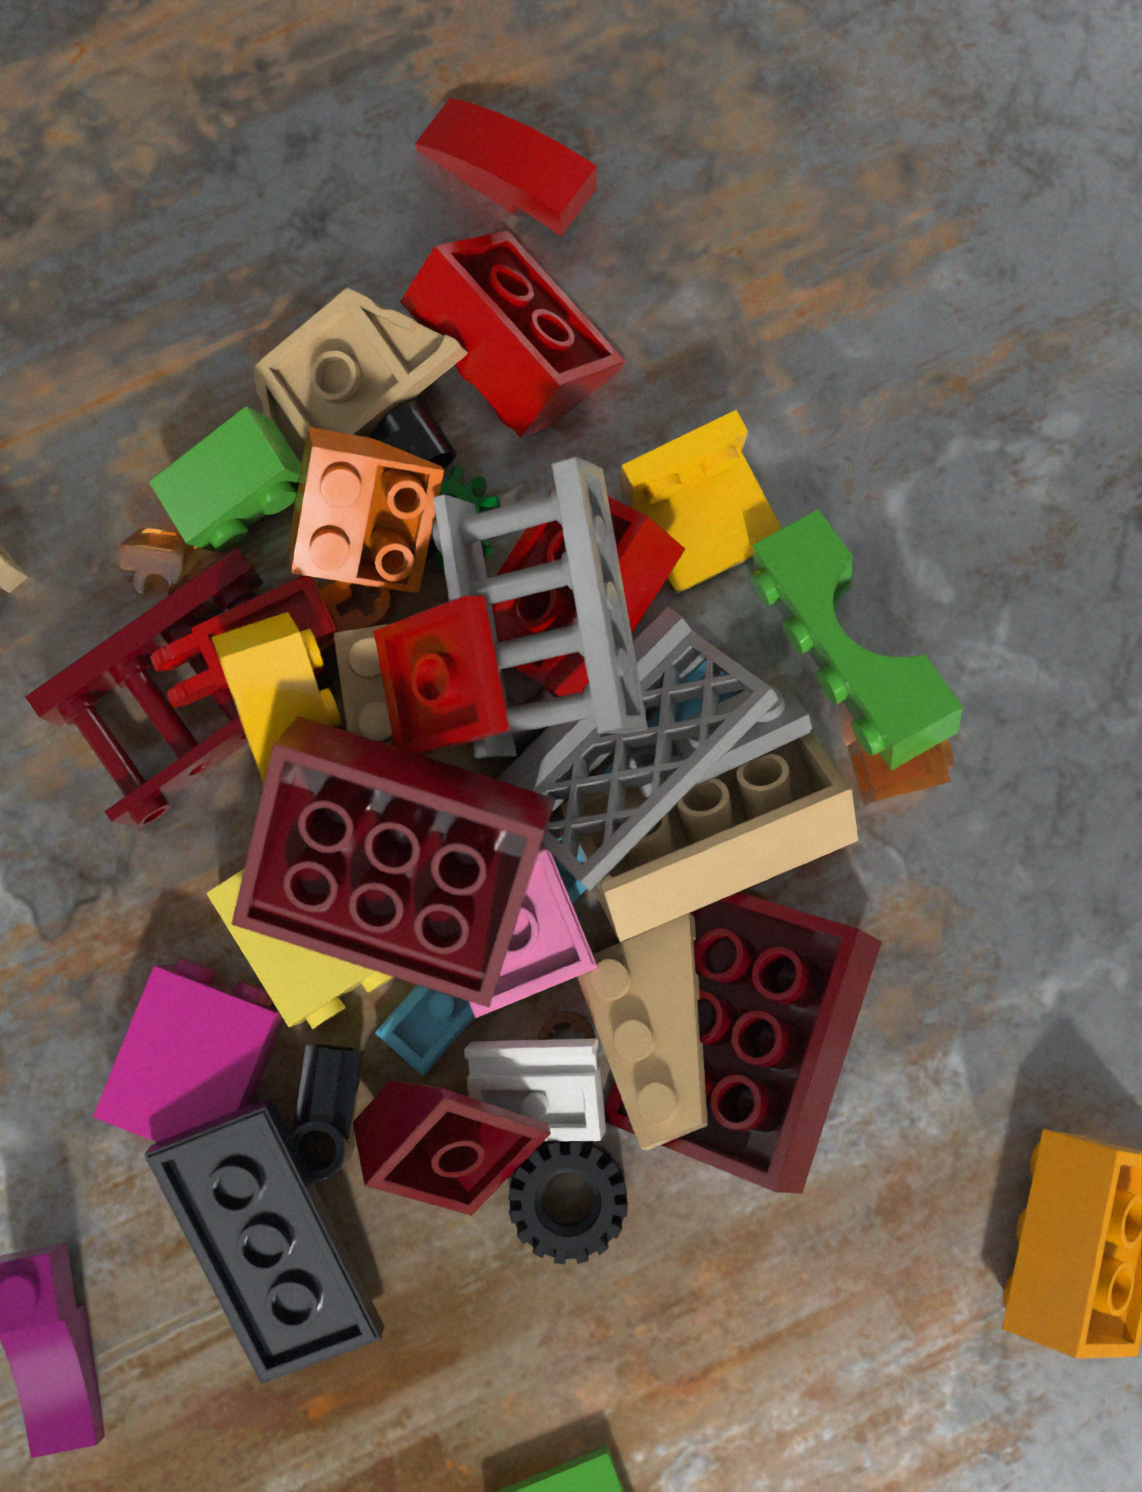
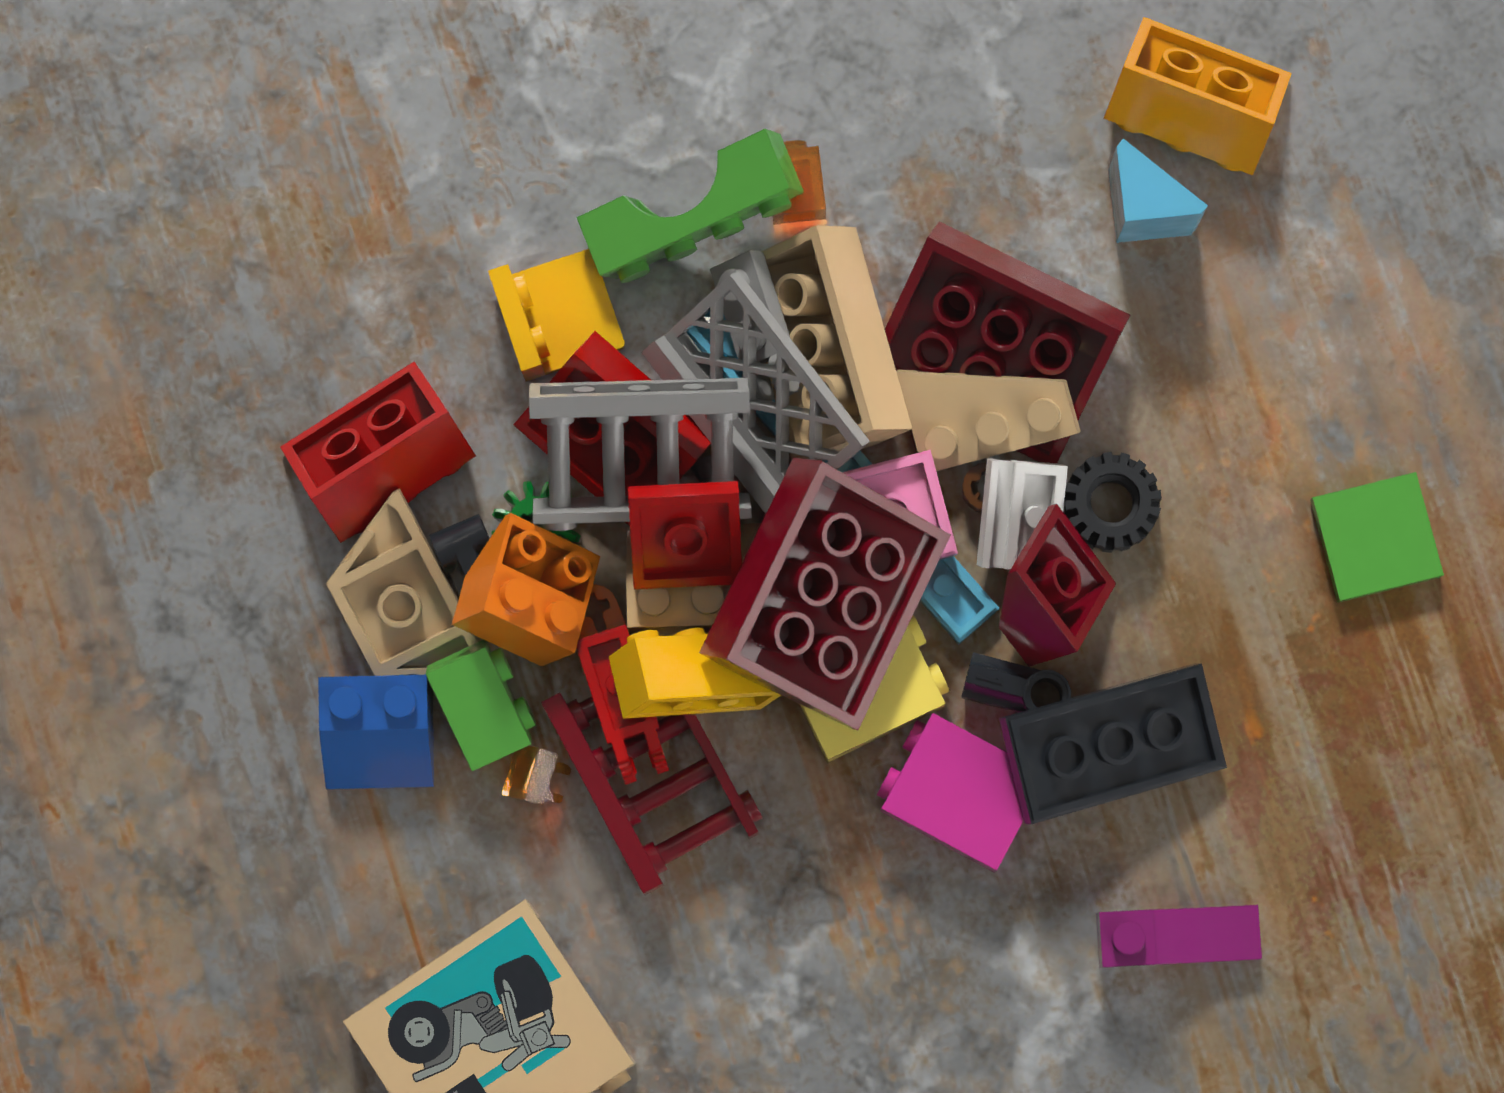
camera: 80 degrees left, 0 degrees up
(192, 370) = (376, 731): none -> blue slope
(510, 163) = (223, 437): red slope -> none
(952, 1201) = (1149, 200): none -> medium azure slope

